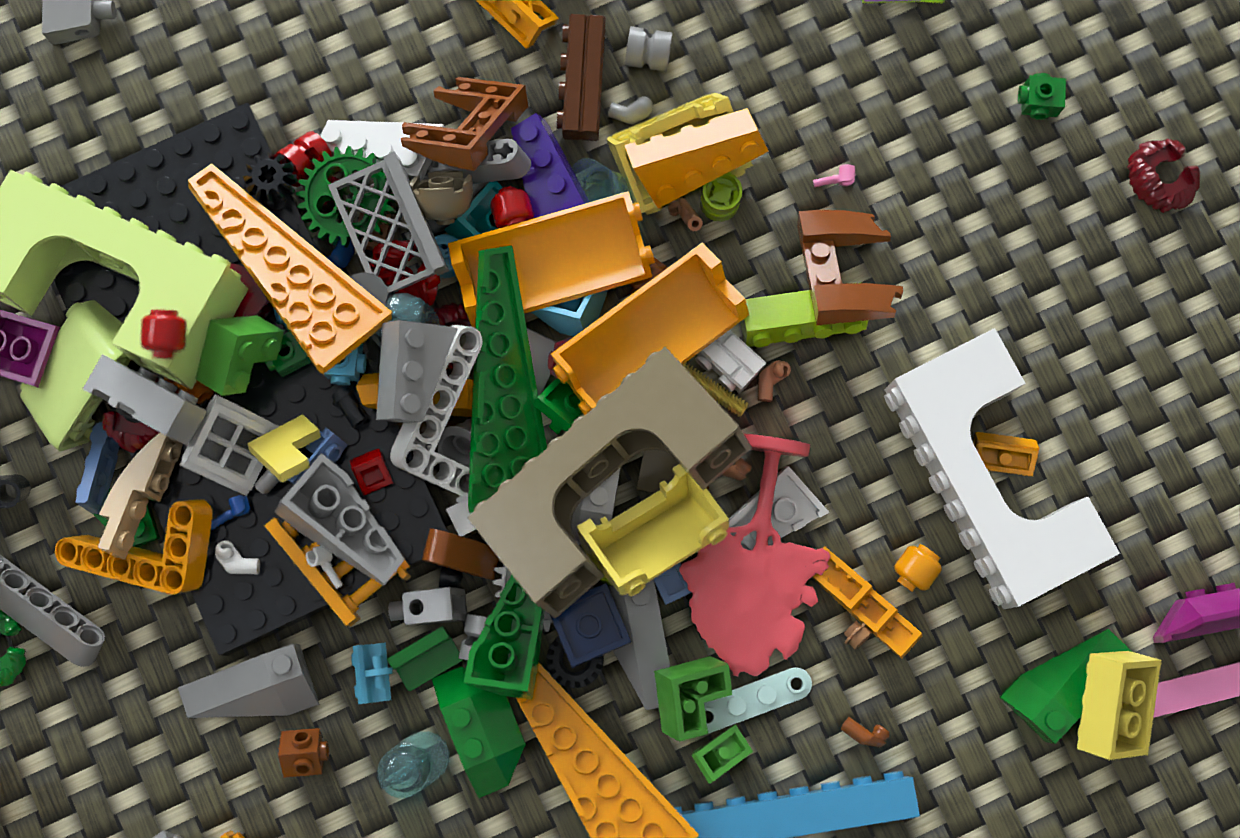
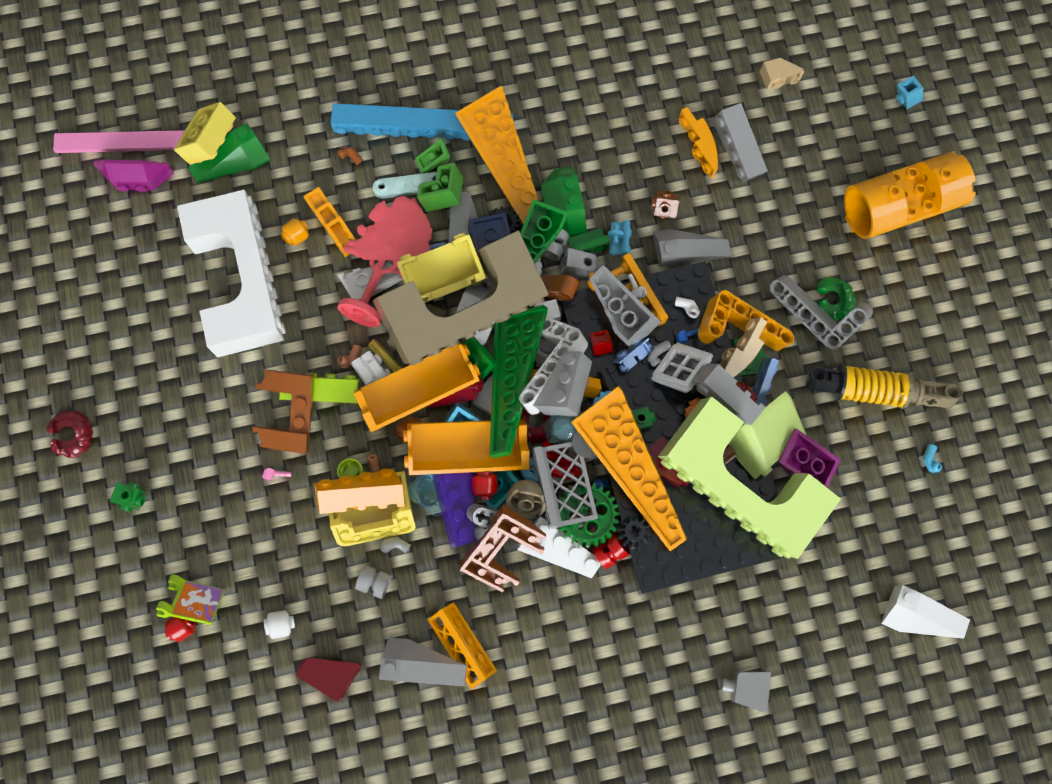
camera: 170 degrees left, 5 degrees down
(163, 333) = (711, 414): red head -> none
(232, 349) = (669, 416): bright green brick -> none
(280, 447) = (654, 358): light yellow tile -> none
(413, 764) = (605, 190): clear light blue piece -> none
(583, 77) = (420, 572): reddish brown brick -> none
(857, 634) = (340, 205): medium nougat plate -> none
(1007, 453) = (222, 287): light orange slope -> none

